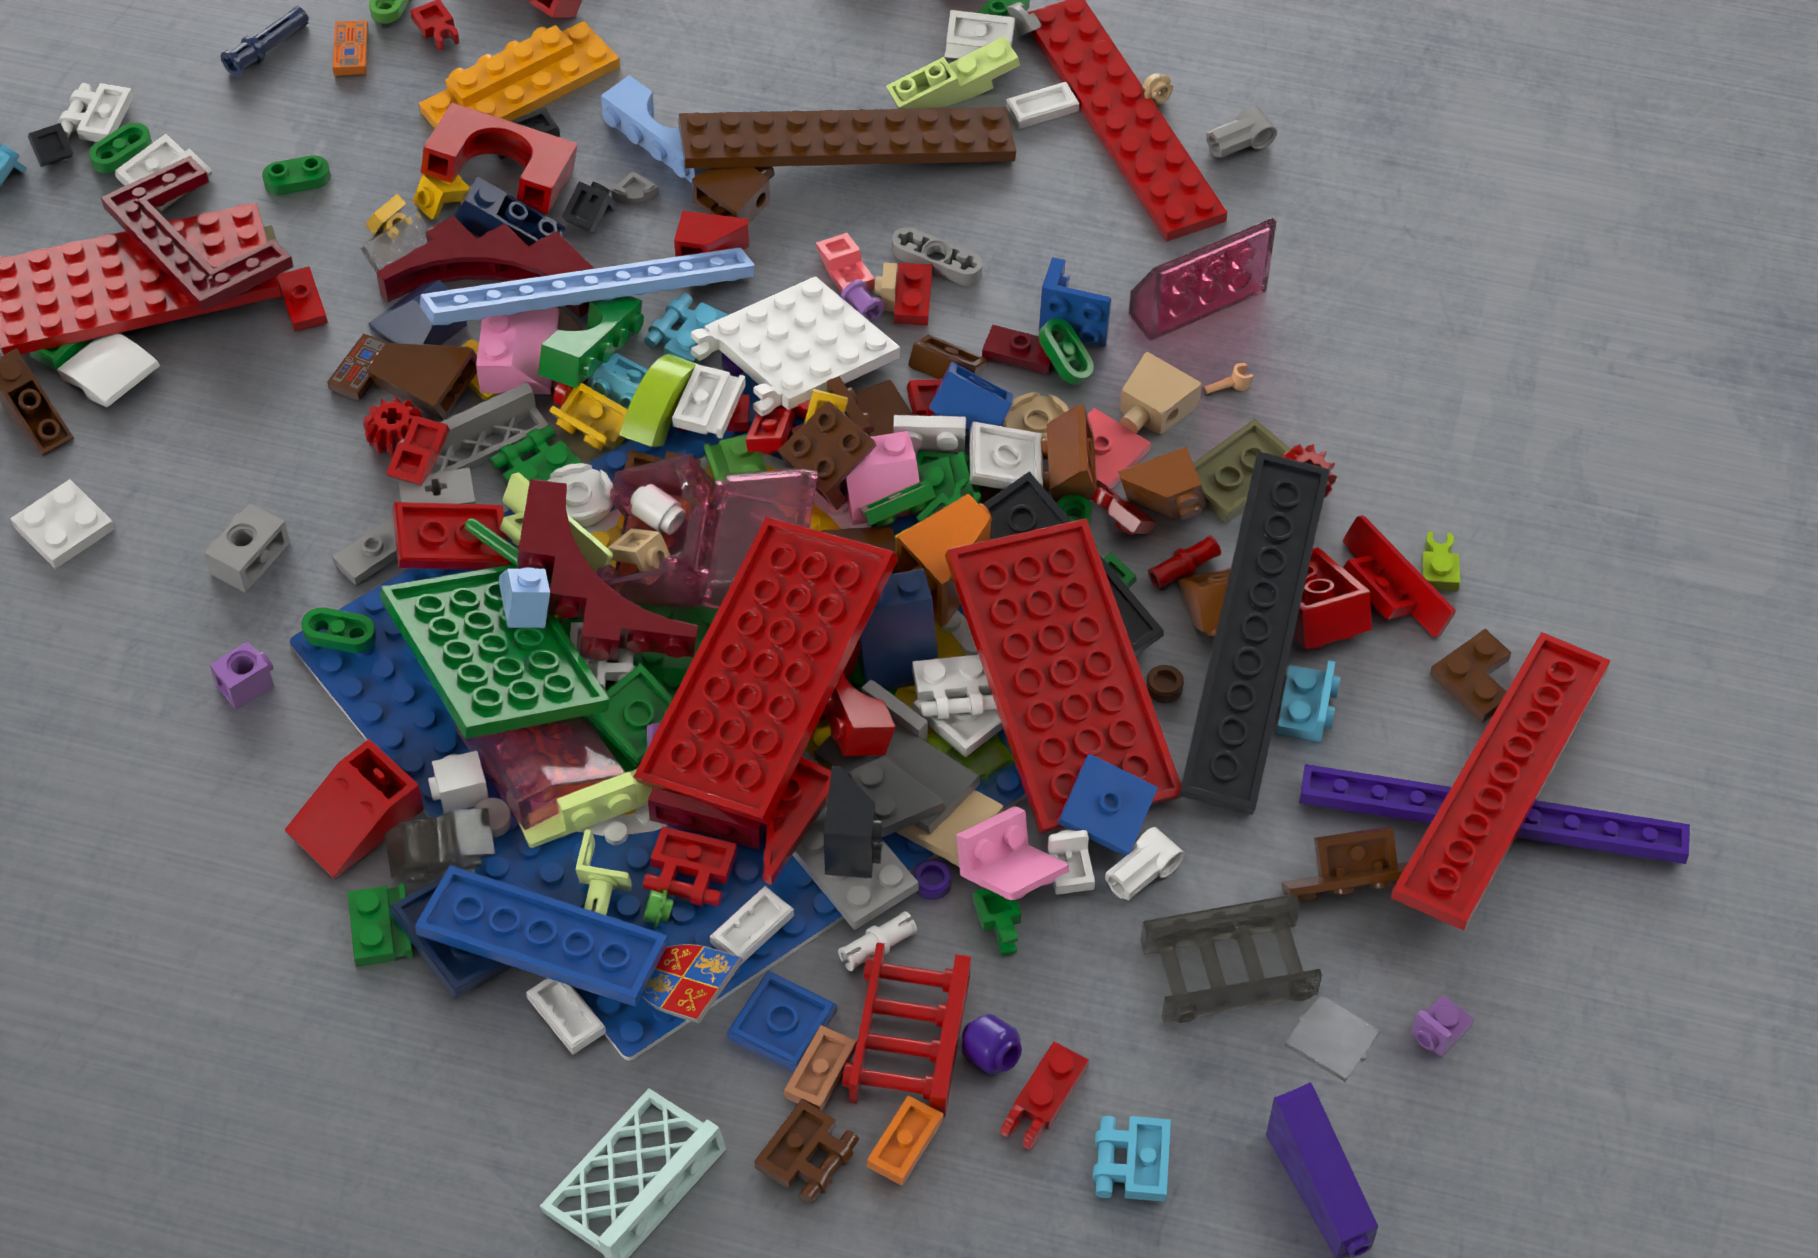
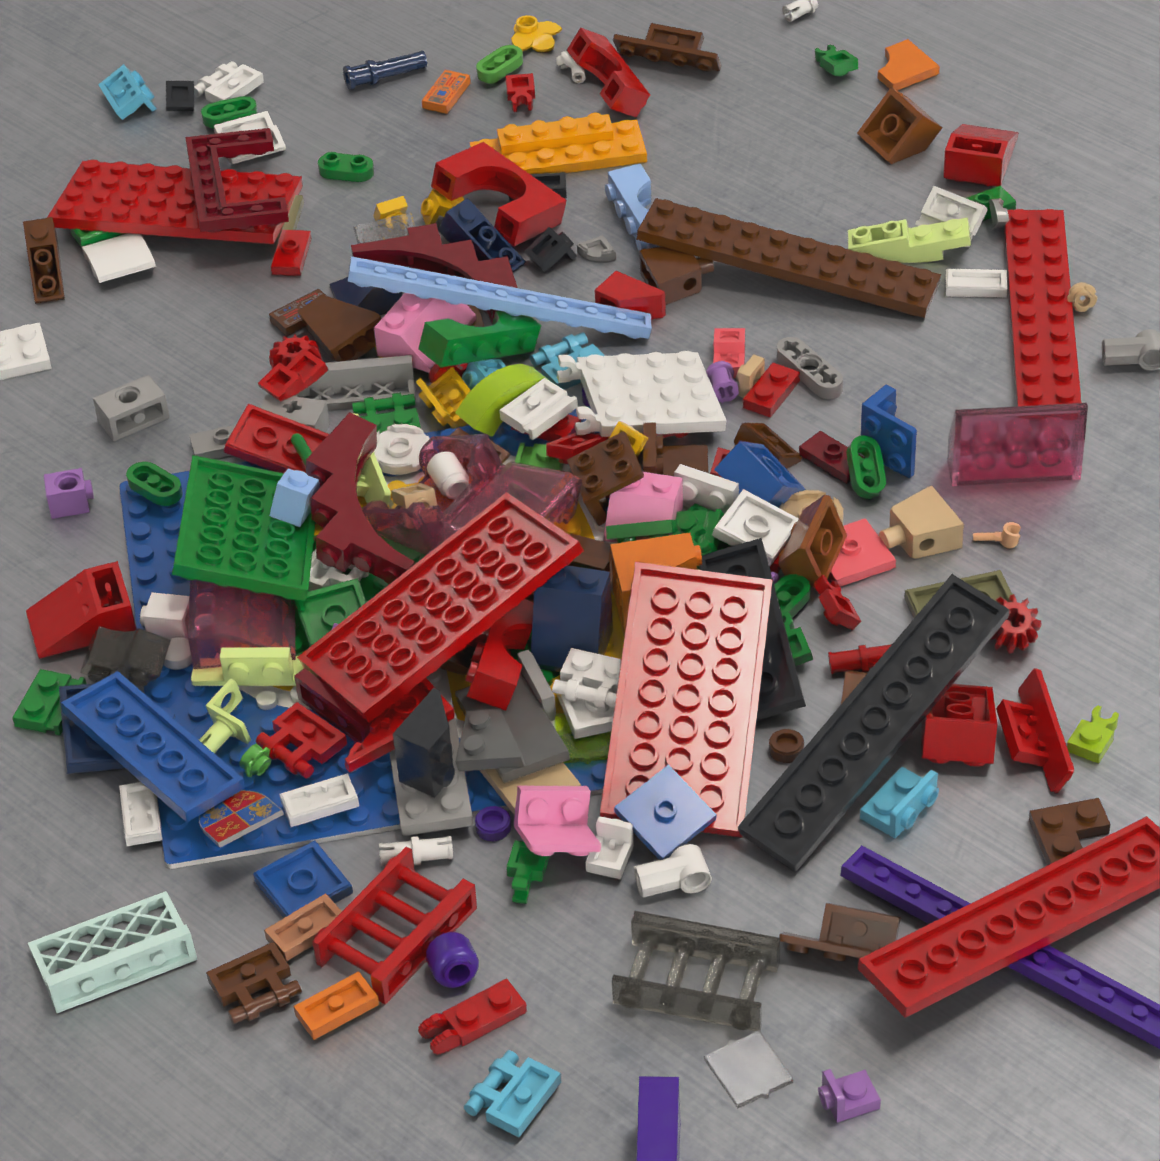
camera: 30 degrees right, 10 degrees down
(1166, 485) = (879, 588): dark orange slope -> none

